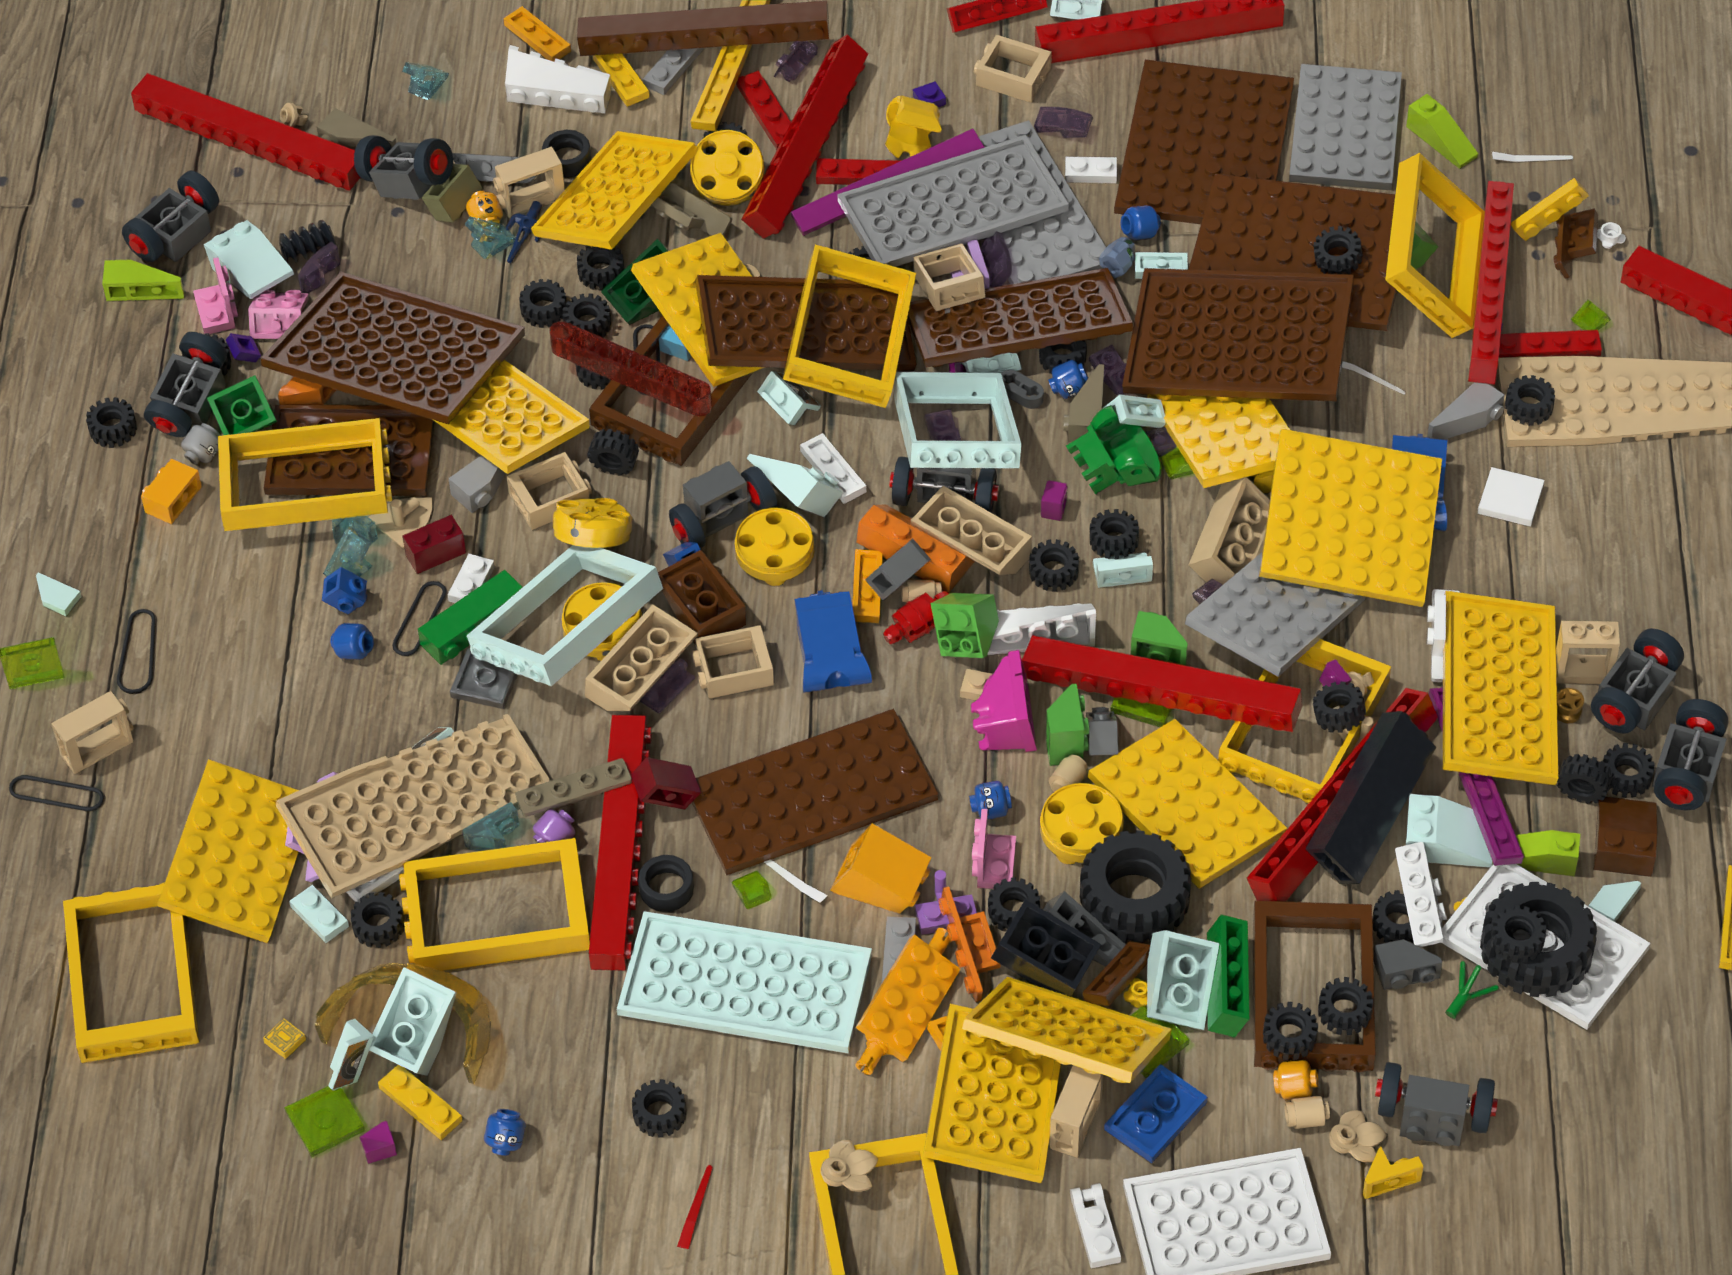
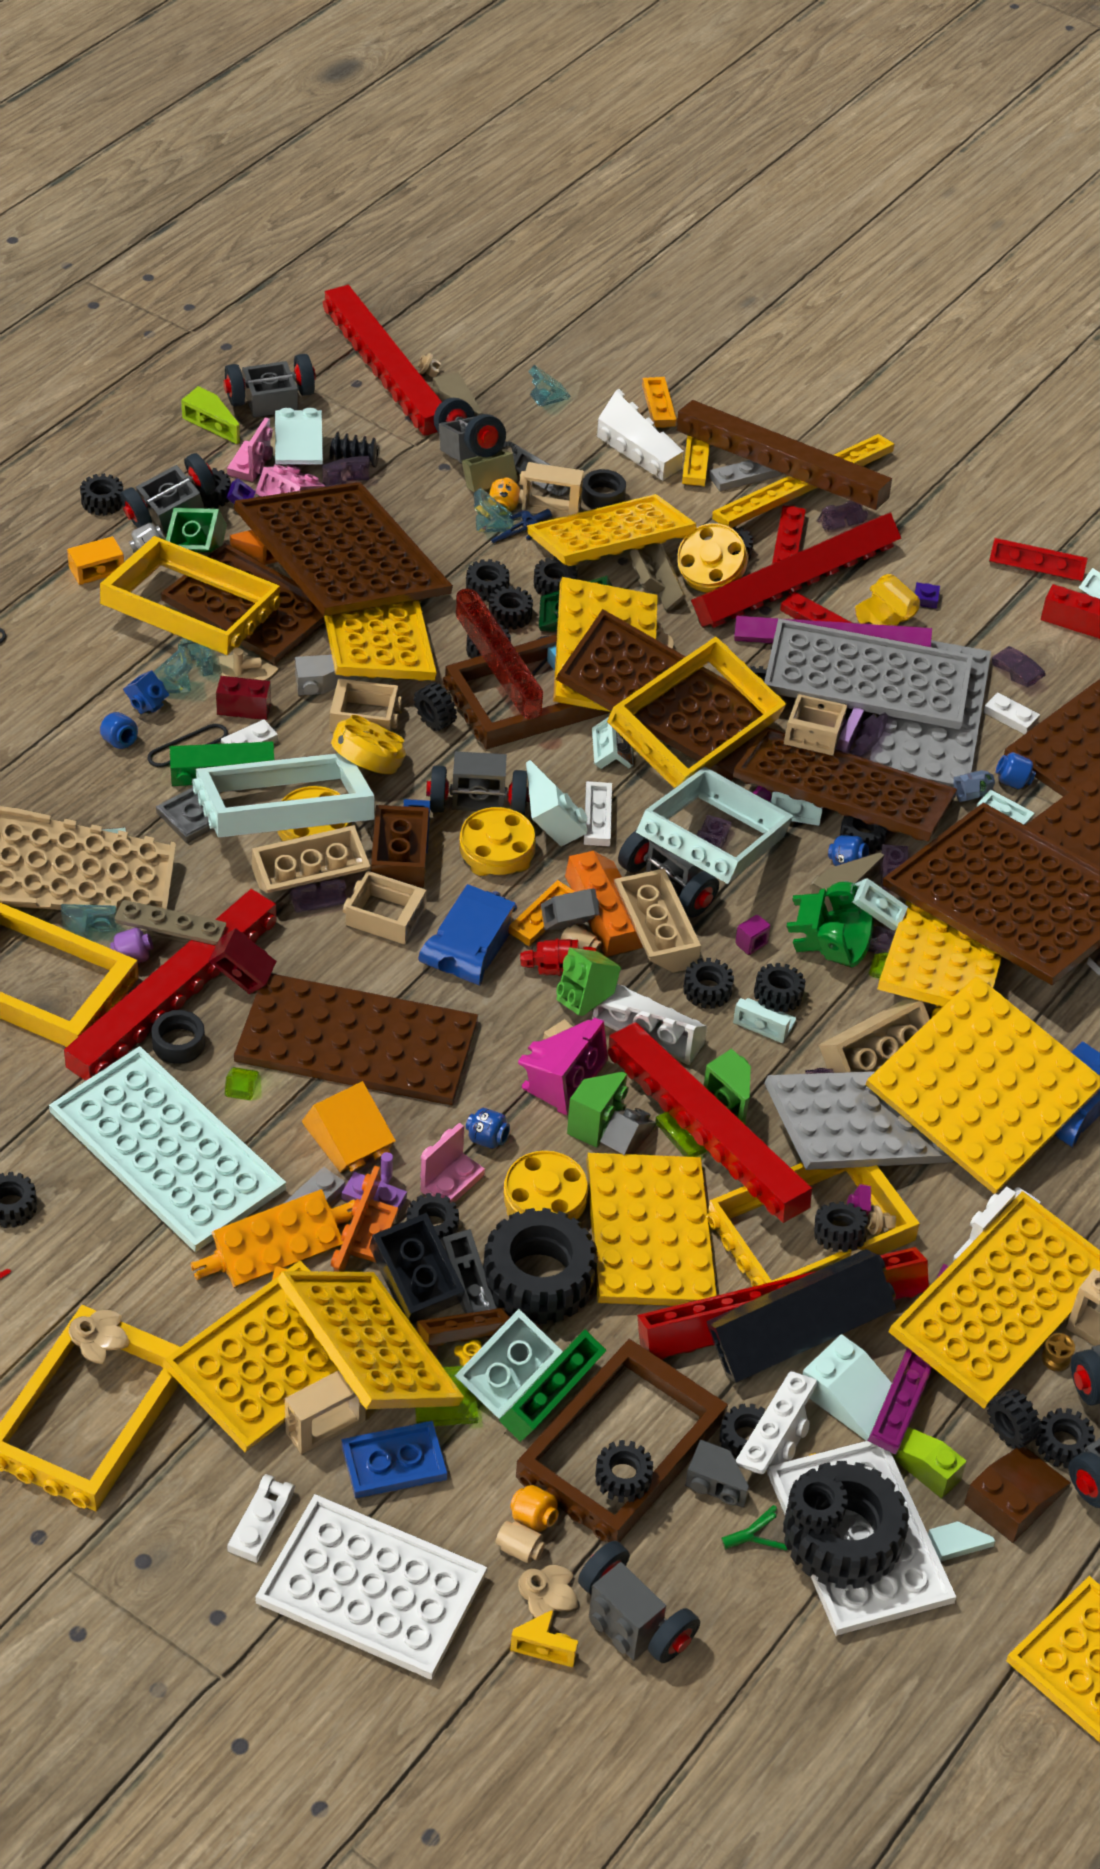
camera: 30 degrees right, 5 degrees down
(803, 887) = (282, 1099): white sticker -> none
(1007, 83) = (1017, 626): tan window -> none
(1023, 387) = (809, 838): dark grey beam -> none
(1069, 771) = (574, 1145): tan brick -> none
(1292, 1016) = (557, 1476): black tyre -> none

